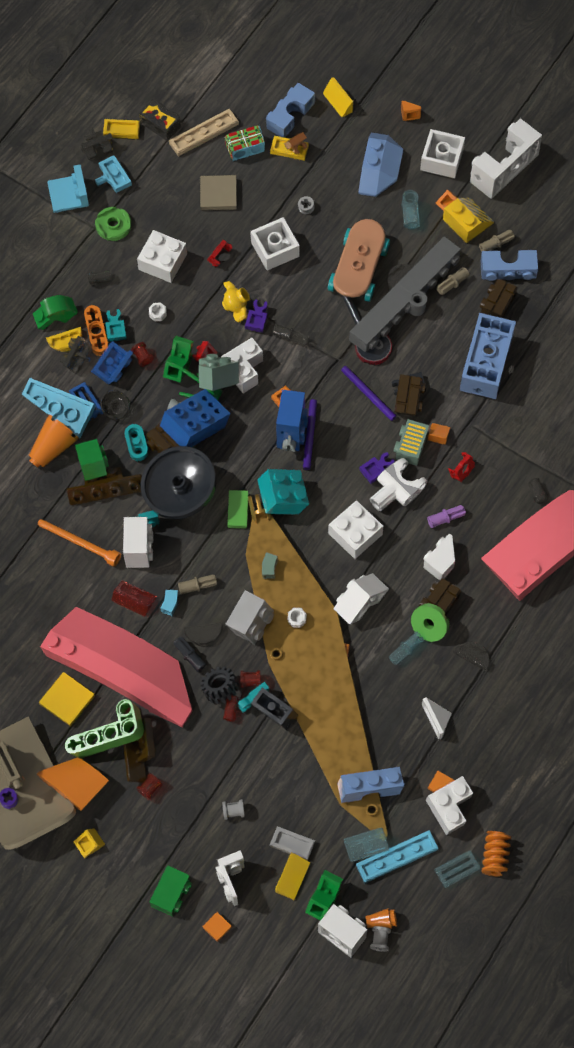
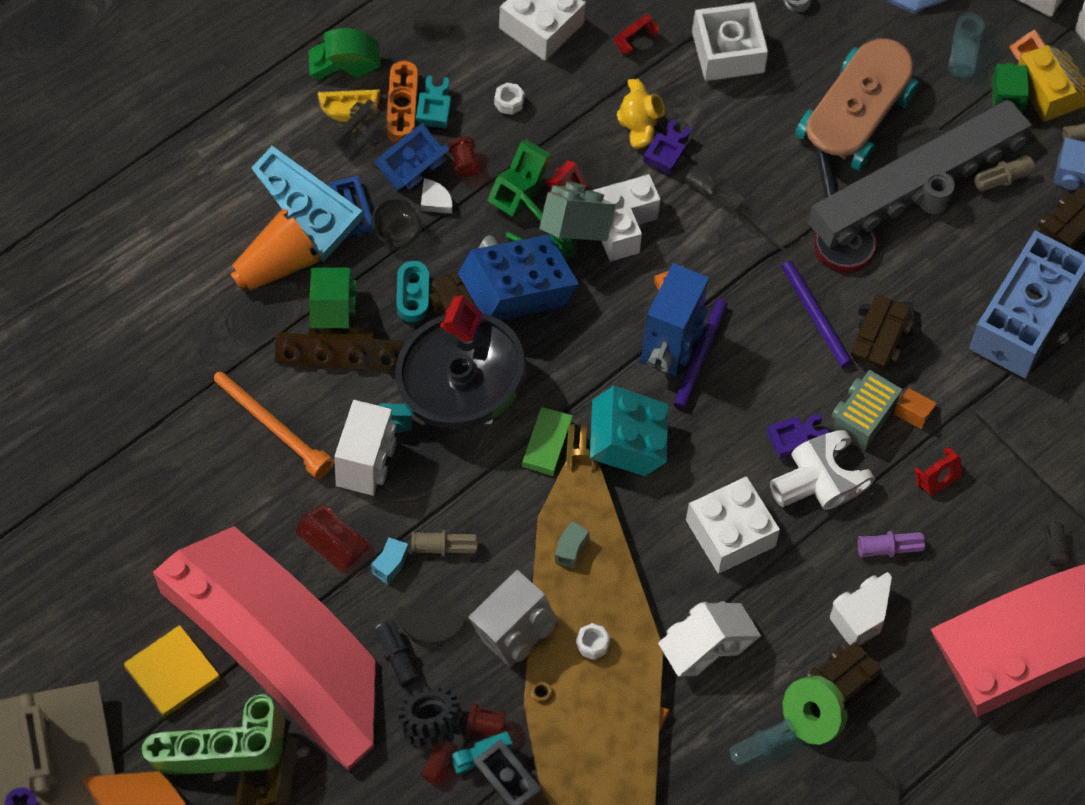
camera: 10 degrees right, 5 degrees down
(132, 383) = (435, 198): none -> white tile
(171, 453) = (462, 319): none -> red tile
(442, 227) = (1011, 83): none -> green brick

